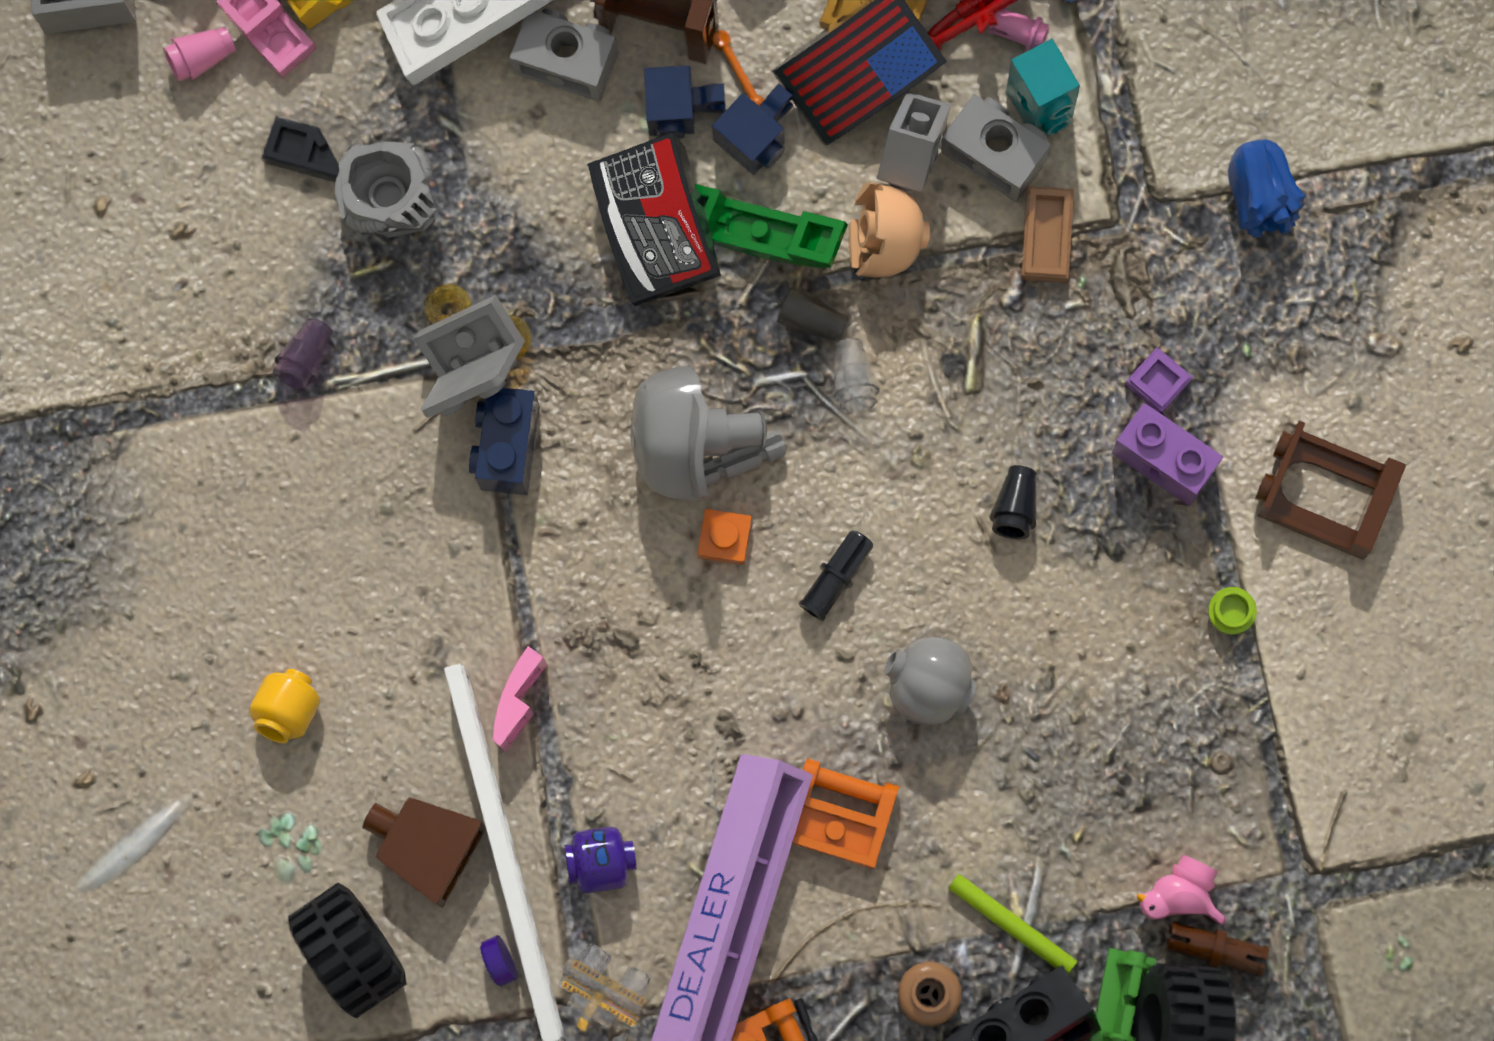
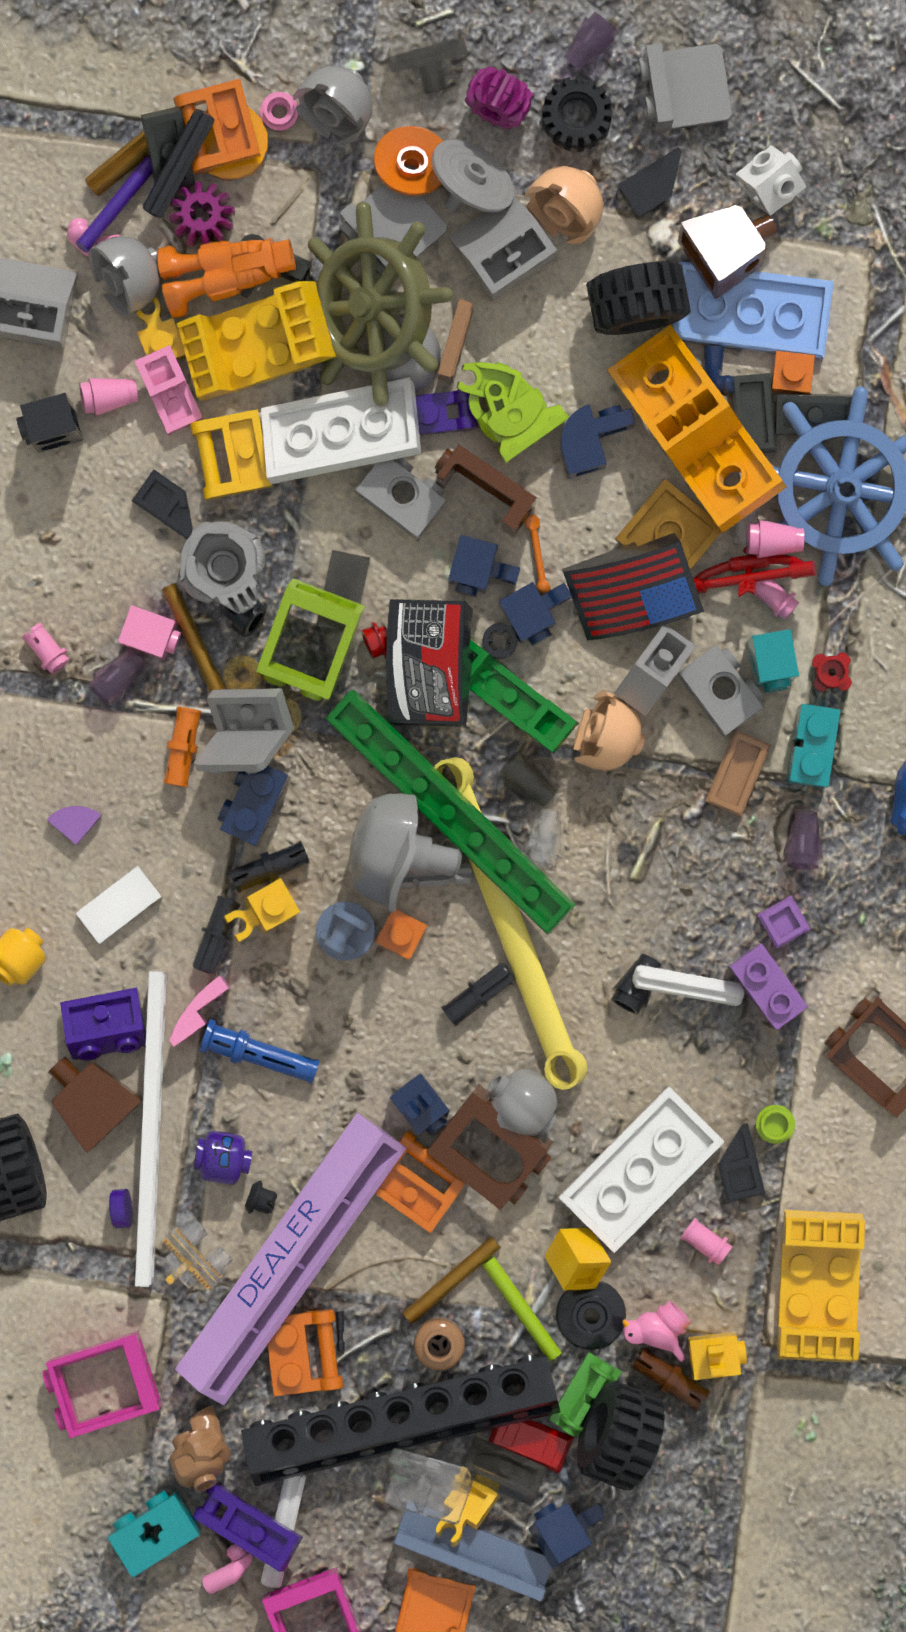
camera: 15 degrees right, 10 degrees up
(140, 96) = (49, 423): none -> black brick
(216, 351) = (46, 649): none -> bright pink pin
(306, 532) = (74, 821): none -> medium lavender tile
(326, 293) = (149, 633): none -> bright pink brick
(372, 64) = (244, 452): none -> yellow plate
(376, 283) = (193, 637): none -> pearl gold bar
(386, 610) = (118, 904): none -> white tile
(404, 408) = (182, 746): none -> orange pin
(411, 752) = (103, 1024): none -> dark purple bracket
(433, 242) = (246, 622): none -> black tile
(510, 606) = (214, 936): none -> black axle
(518, 190) = (323, 604): none -> lime window
(533, 181) = (346, 579): none -> clear smoke plate
(547, 509) = (269, 866): none -> black pin
(558, 556) = (266, 909): none -> yellow brick
(587, 220) = (375, 640): none -> red plate
(658, 547) = (345, 931): none -> sand blue piece
(658, 896) = (258, 1199): none -> black piece
(663, 725) = (241, 1047): none -> blue pin
(724, 164) = (500, 628): none -> black bush
(738, 377) = (450, 812): none -> green tile
(812, 722) = (421, 1105): none -> dark blue brick
(845, 482) = (523, 959): none -> light yellow piece
(918, 918) = (451, 1280): none -> pearl gold bar
(933, 790) = (529, 1147): none -> reddish brown panel
(1058, 841) = (577, 1259): none -> yellow panel
(1075, 482) = (688, 985): none -> white axle
(1079, 921) = (591, 1334): none -> black piece
(1095, 713) = (641, 1169): none -> white plate
(1117, 77) = (839, 664): none -> red plate
(1127, 189) = (813, 761): none -> teal piece
(1150, 283) = (804, 841): none -> clear purple cone
(1201, 772) = (706, 1242): none -> bright pink pin
(1210, 675) = (740, 1168): none -> black tile
(1261, 900) = (716, 1355): none -> yellow brick
(1353, 780) = (820, 1286): none -> yellow plate

